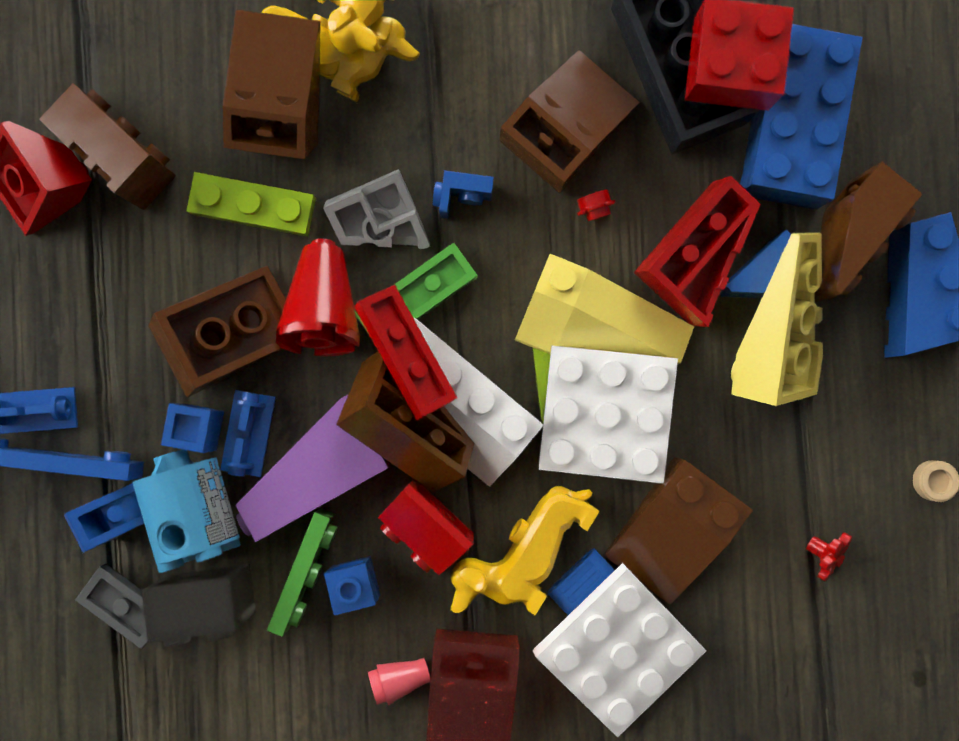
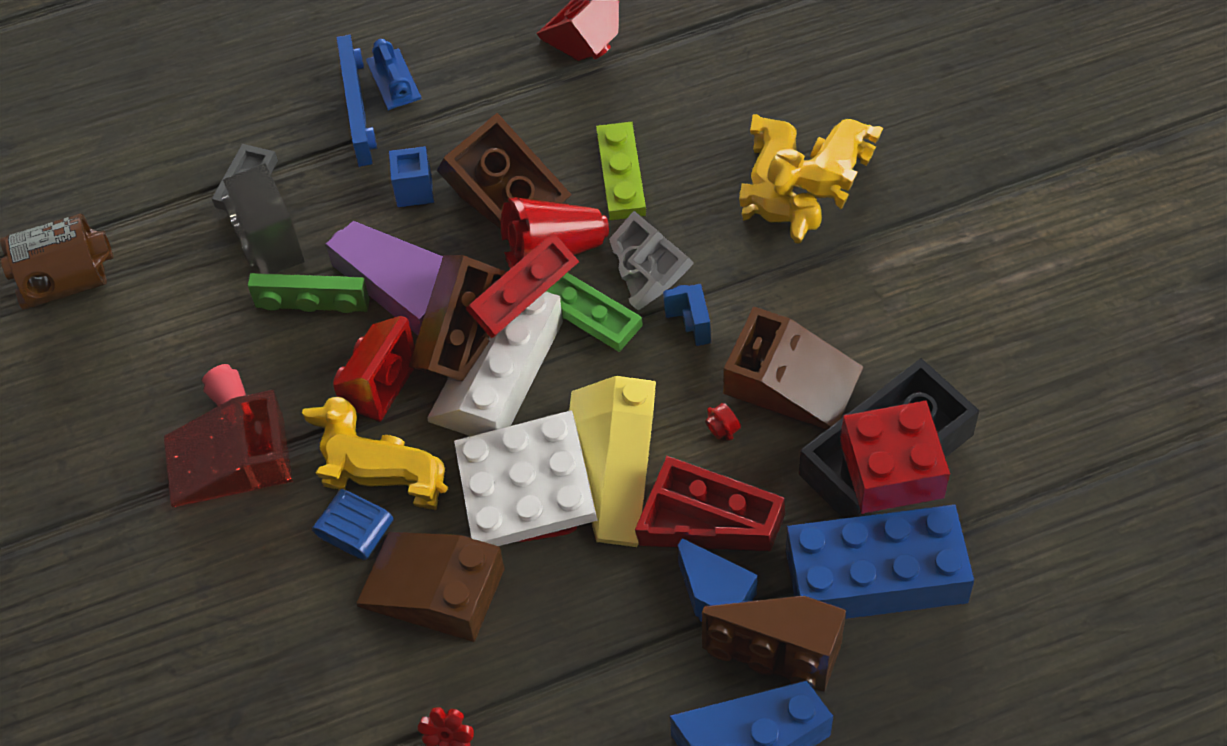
camera: 75 degrees right, 30 degrees down
(105, 518) = (320, 145): blue slope -> none
(109, 146) = (627, 59): reddish brown wedge -> none
(185, 510) = (339, 188): dark azure cylinder -> none
(247, 434) = (422, 223): blue hinge -> none
(272, 85) = (719, 142): reddish brown slope -> none
(352, 585) = (306, 330): blue brick -> none
(619, 650) = (300, 563): white plate -> none
(779, 351) = (654, 602): light yellow wedge -> none

